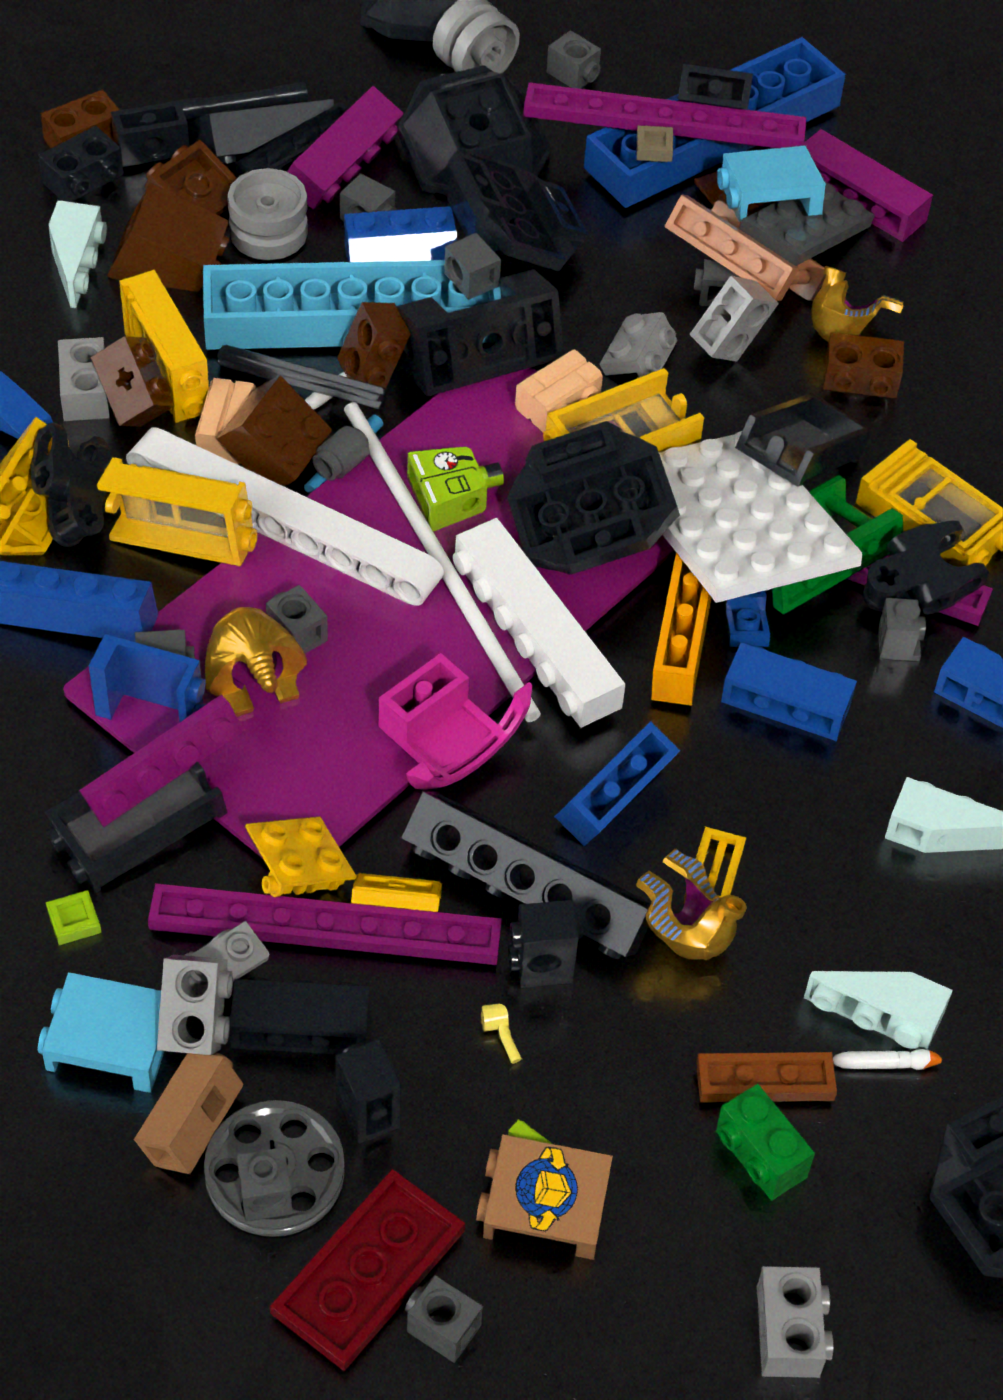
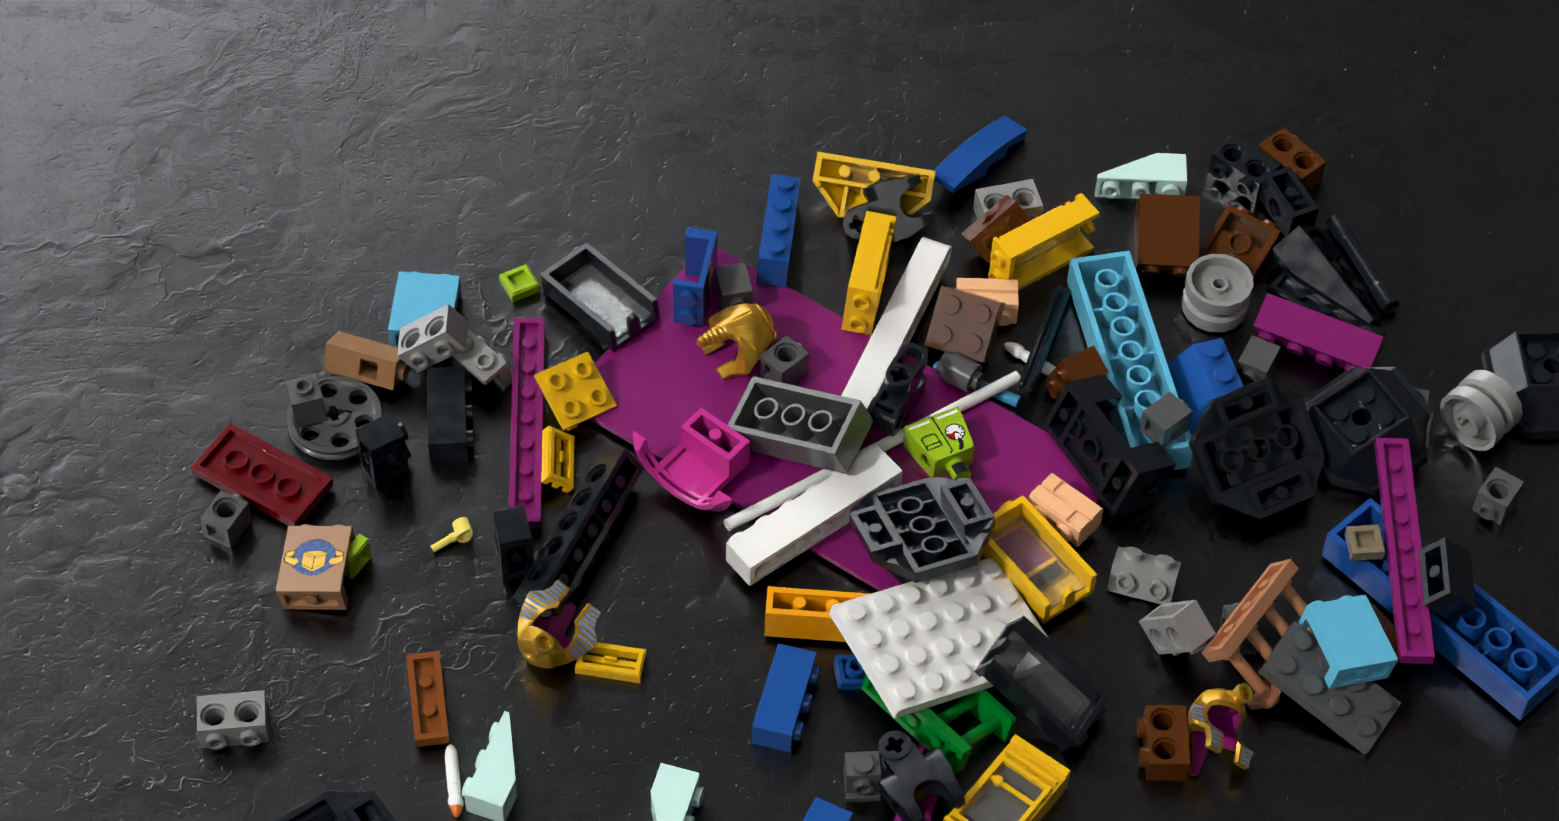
camera: 85 degrees right, 0 degrees up
(162, 760) = (634, 296): magenta plate -> none
(379, 500) = (899, 391): none -> black piece
(423, 597) = (801, 424): none -> dark grey brick
(617, 784) = (667, 580): blue brick -> none
(764, 1142) = (369, 695): green brick -> none
(896, 202) = (1403, 737): magenta brick -> none

